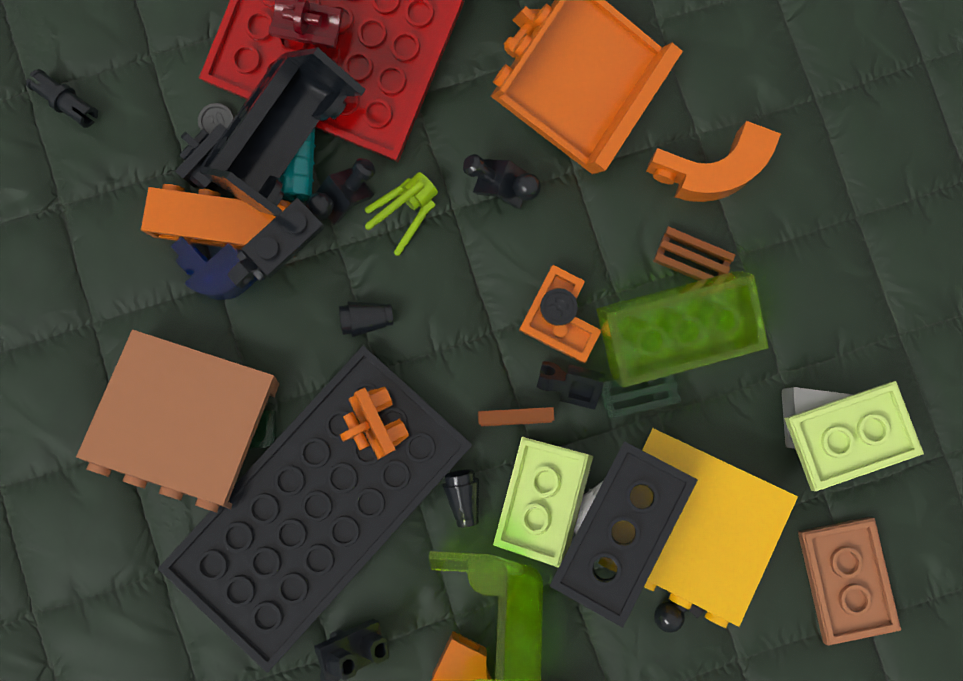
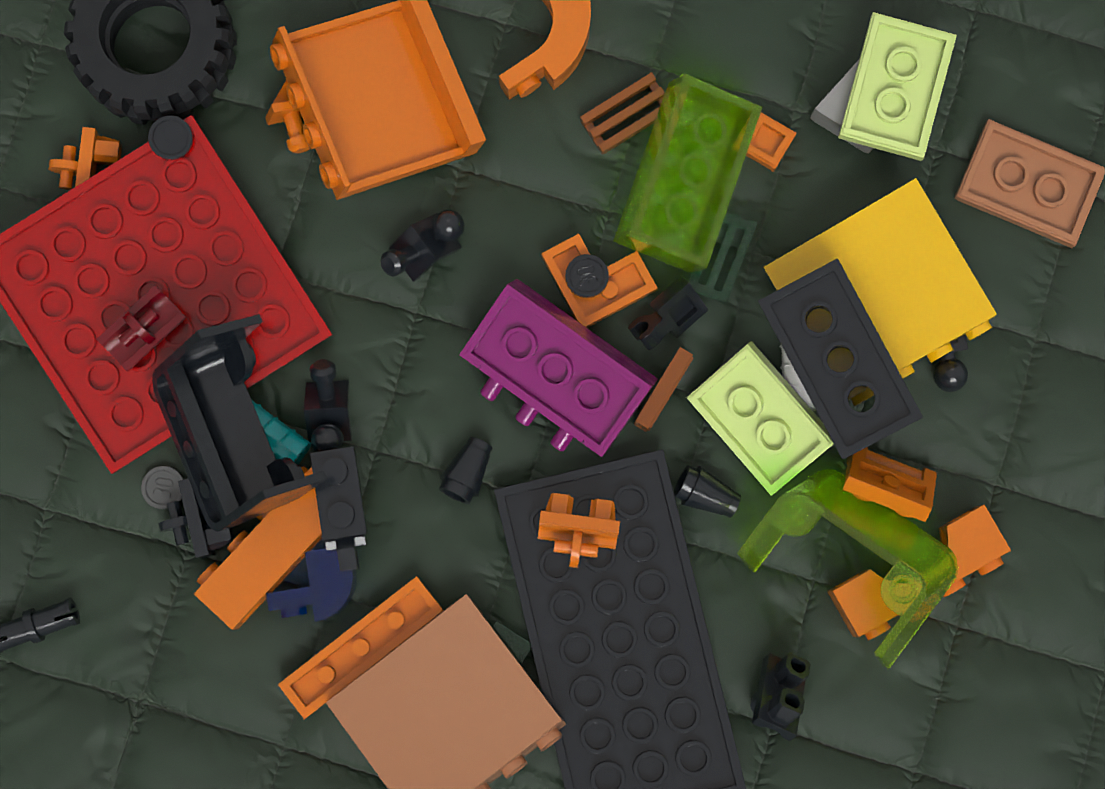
camera: 55 degrees left, 0 degrees up
(192, 328) = (360, 647): none -> orange plate
(415, 193) = (378, 336): lime plant -> none
(477, 330) = (556, 369): none -> magenta piece
(559, 631) = (890, 484): none -> orange plate
(745, 371) = (769, 142): none -> orange tile

